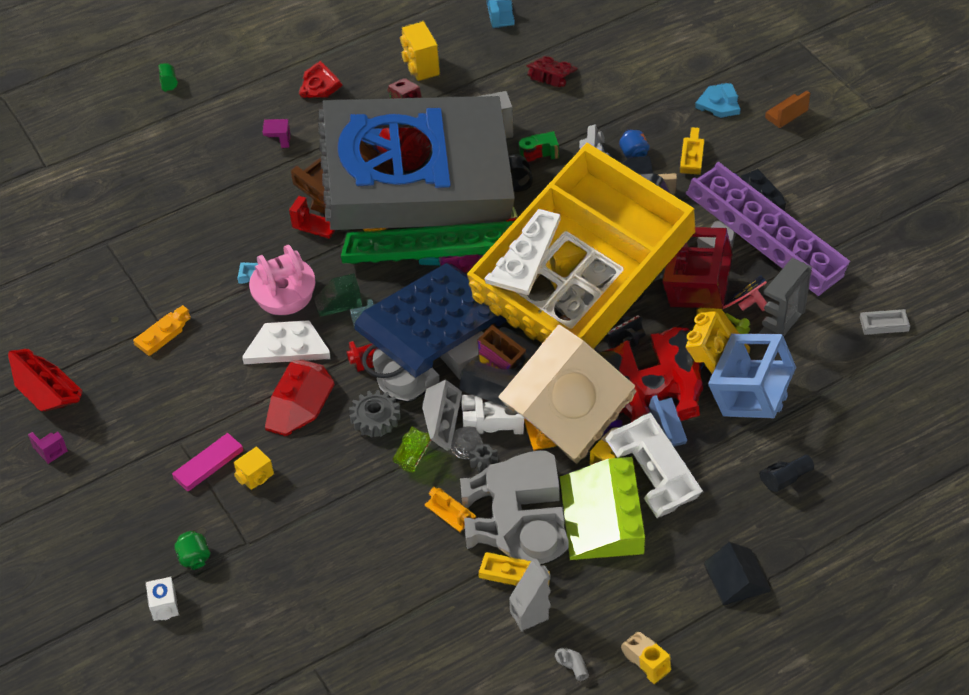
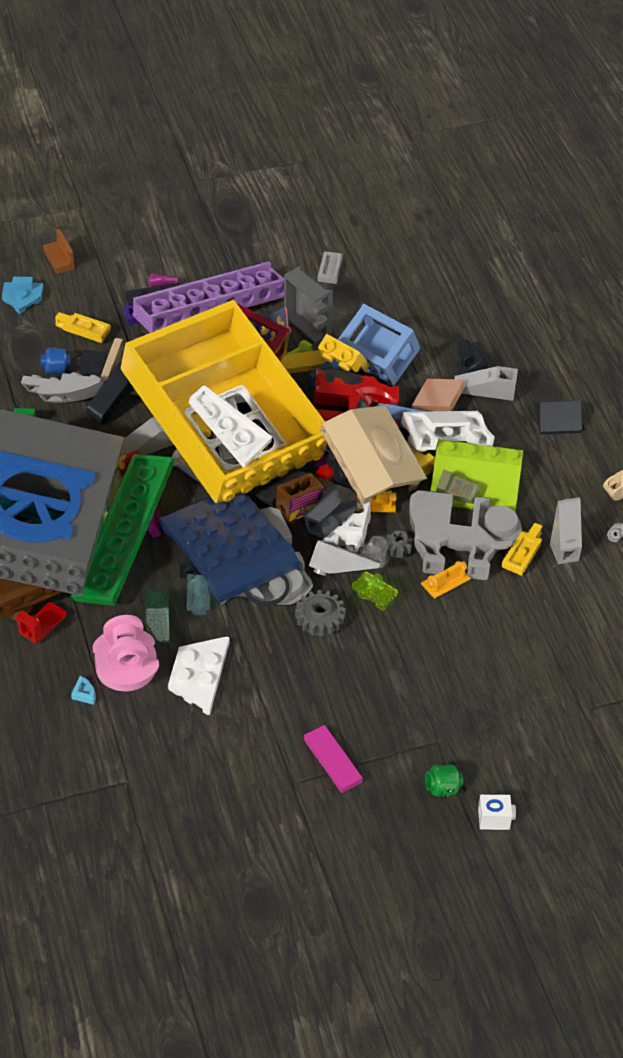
camera: 80 degrees left, 0 degrees up
(42, 381) = (189, 889): red wedge -> none
(48, 447) = (268, 900): magenta panel -> none
(162, 331) = (141, 778): light orange hinge -> none
(253, 468) = (358, 717): yellow brick -> none
(298, 397) = (277, 669): red wedge -> none
(356, 354) = (241, 611): red bracket -> none
(572, 488) = (461, 489): none -> olive leg
(715, 453) = (439, 395): none -> nougat tile
(752, 496) = (490, 382): none -> light grey slope
(787, 189) = (157, 280): none -> magenta arm

